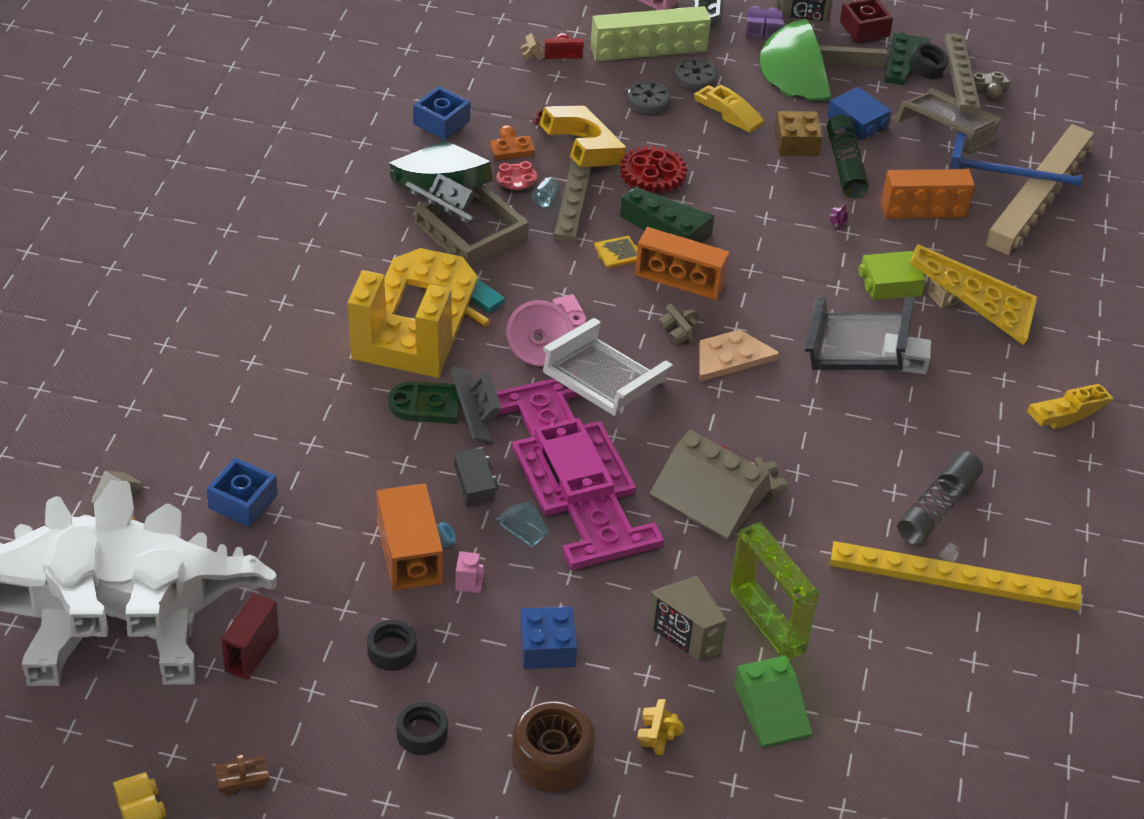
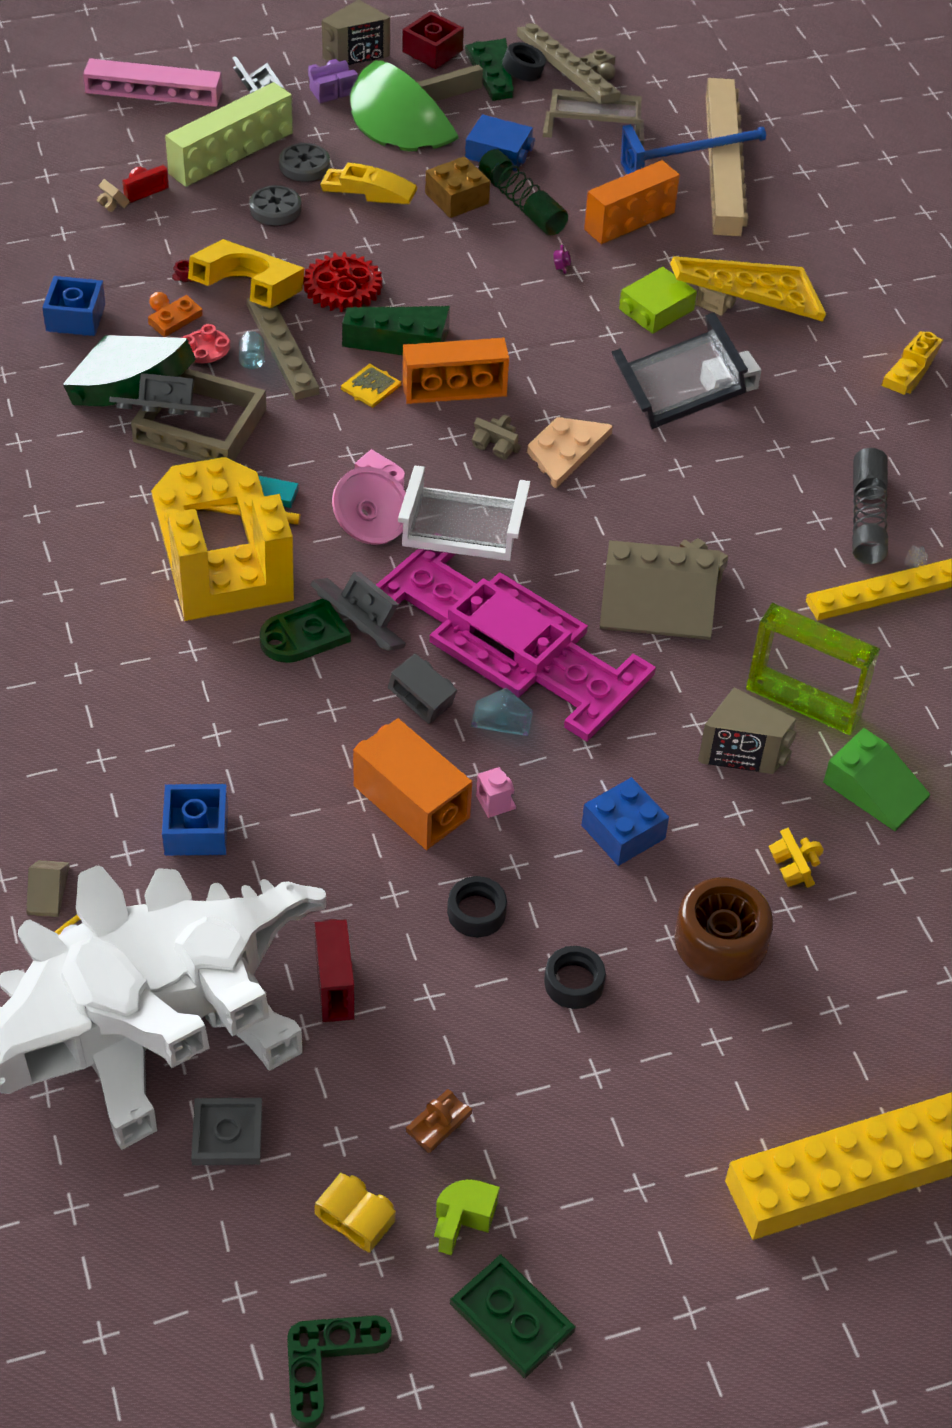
camera: 30 degrees left, 5 degrees up
(99, 708) = (227, 1131): none -> dark grey plate

